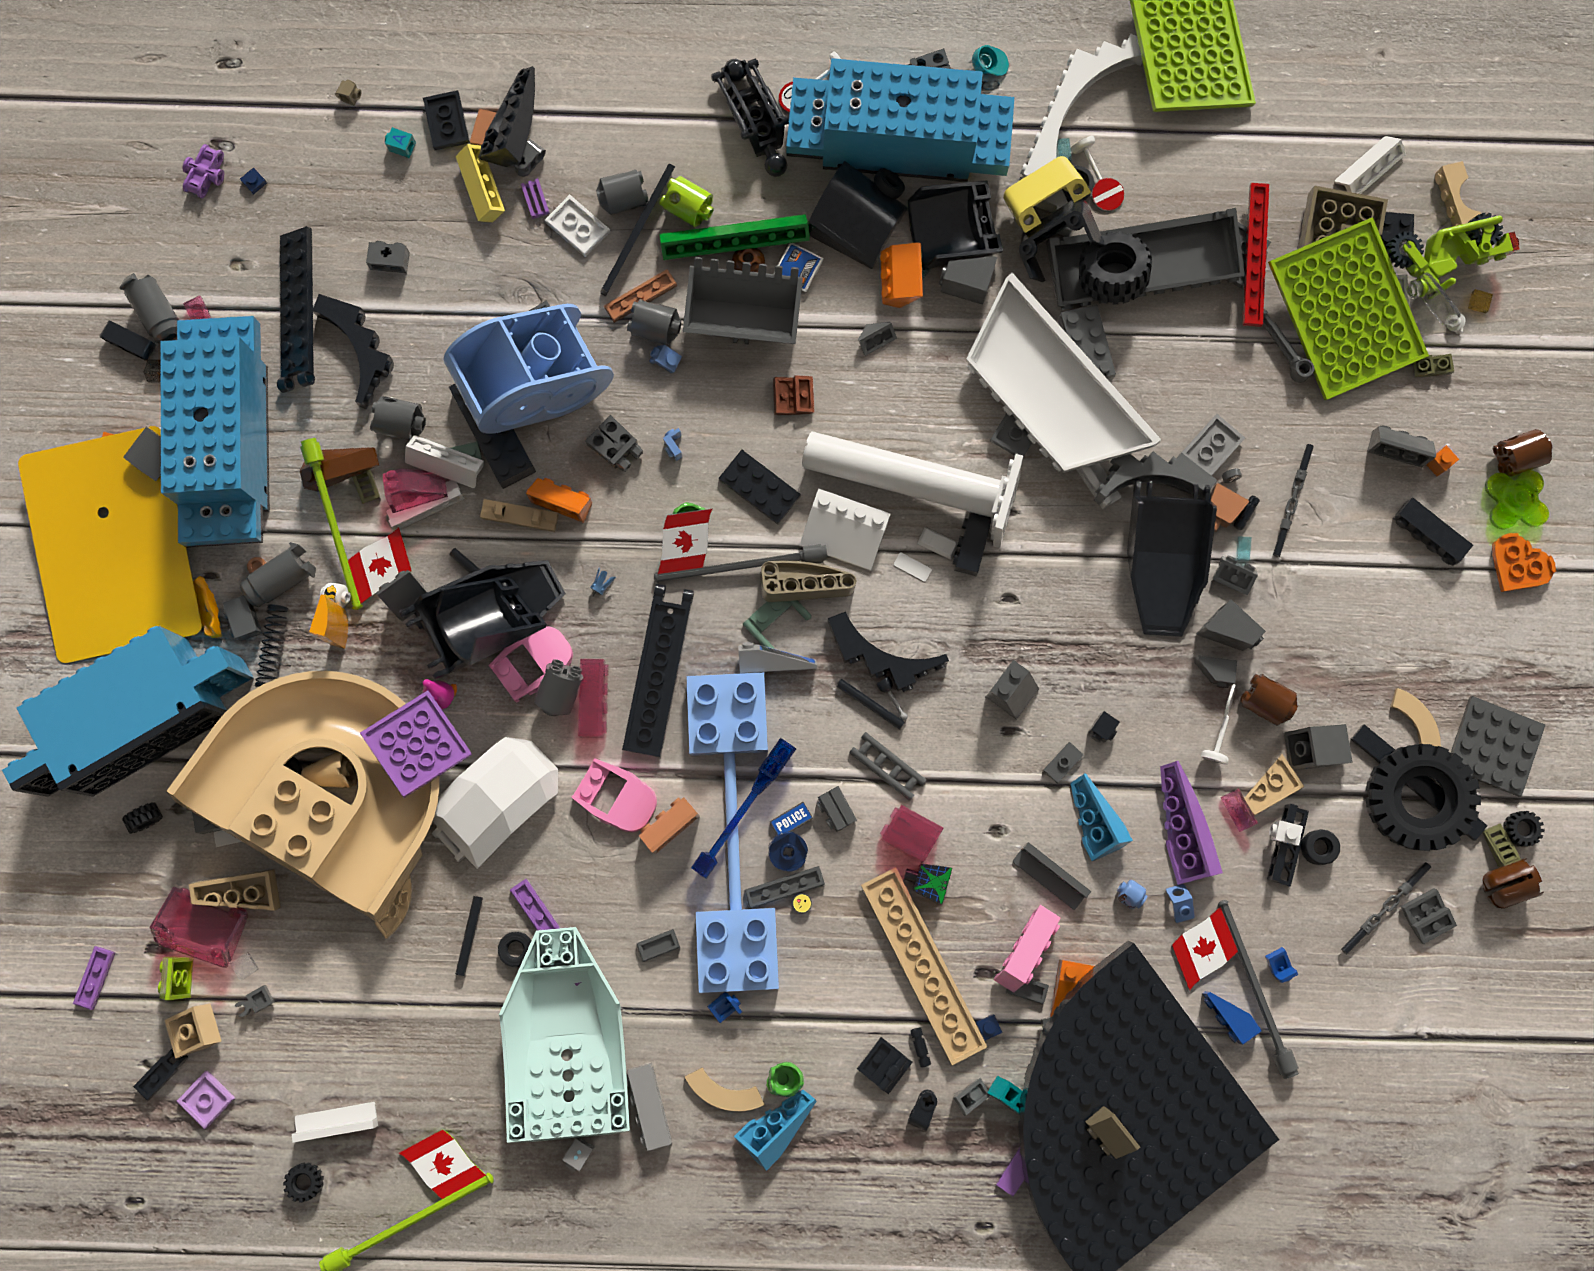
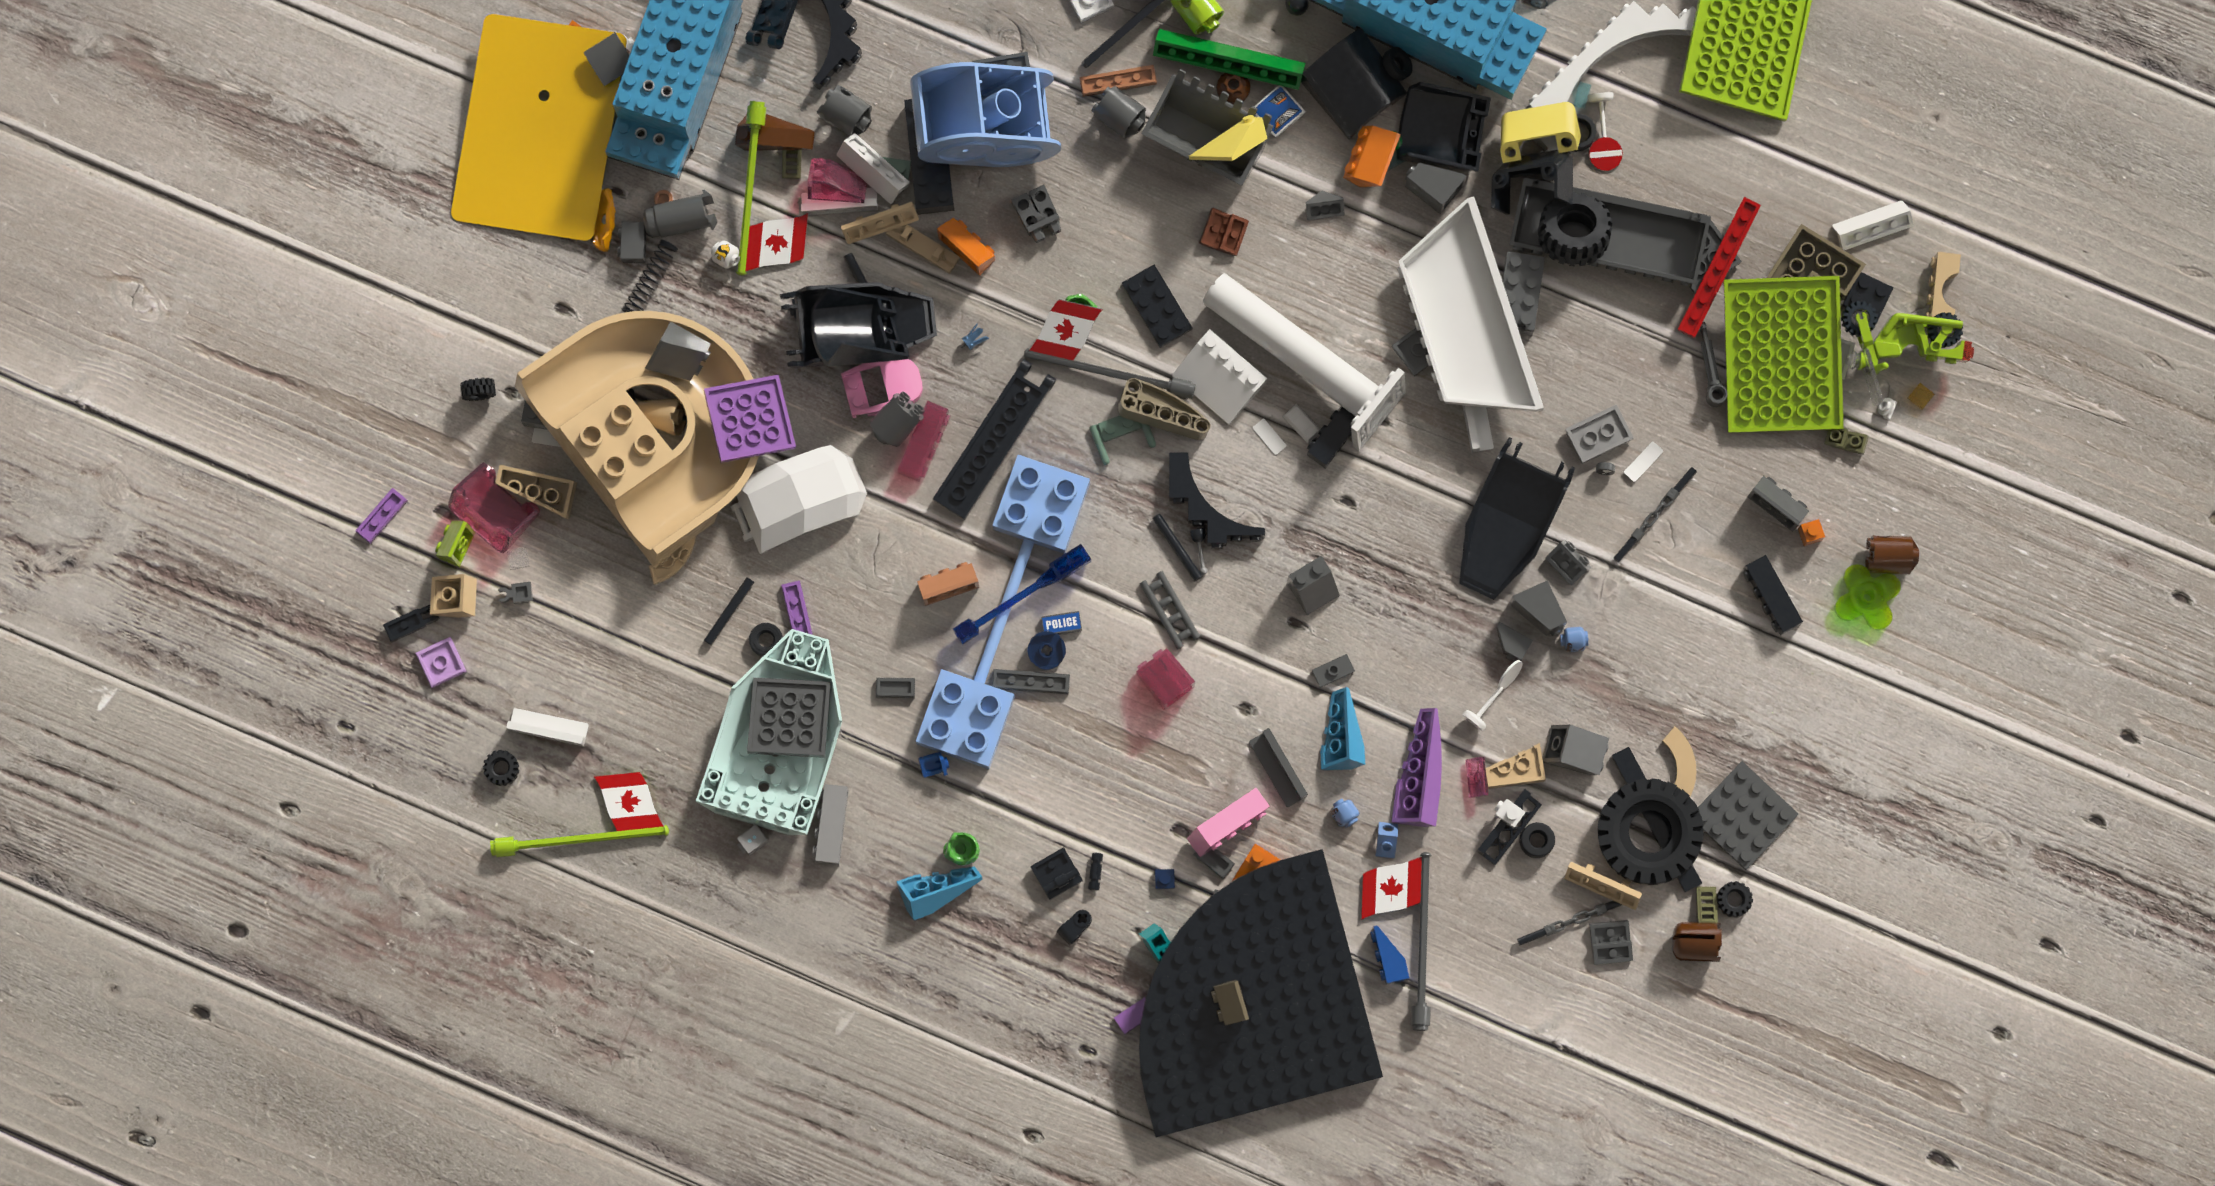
camera: 25 degrees right, 0 degrees up
(123, 713) = (500, 289): dark azure piece -> none
(322, 708) = (679, 353): none -> dark grey slope
(330, 623) = (713, 279): light orange slope -> none
(401, 593) = (788, 277): dark grey slope -> none
(440, 691) = (789, 381): dark pink hat -> none
(470, 509) = (879, 222): none -> tan hinge
(566, 1020) = (789, 717): none -> dark grey plate
(633, 805) = (922, 553): bright pink slope -> none
(665, 358) = (1117, 149): medium blue bracket -> none
(671, 447) = (1090, 228): medium blue bracket -> none
(722, 1097) = (899, 843): tan tile -> none
(763, 659) = (1094, 466): light grey slope -> none
(773, 304) = (1233, 141): none -> light yellow slope
(802, 903) = (1040, 702): light yellow tile -> none
(836, 808) = (1107, 630): dark grey brick -> none
(924, 966) = (1128, 800): tan plate -> none
(930, 881) = (1165, 728): torso -> none
(971, 1096) = (1123, 931): dark grey slope -> none
(1104, 728) = (1383, 653): black brick -> none
(1178, 473) = (1555, 445): dark grey arch -> none
(1228, 505) = (1584, 495): nougat torso -> none
(1244, 548) = (1588, 541): clear light blue piece -> none
(1246, 513) = (1605, 508): black axle -> none
(1261, 456) = (1643, 461): none -> white sticker
(1270, 700) = (1547, 688): reddish brown cylinder -> none
(1272, 644) = (1574, 639): none -> medium blue head
(1280, 965) = (1453, 929): blue bracket -> none
(1401, 866) = (1602, 885): none -> tan hinge
(1519, 564) = (1843, 658): orange plate -> none

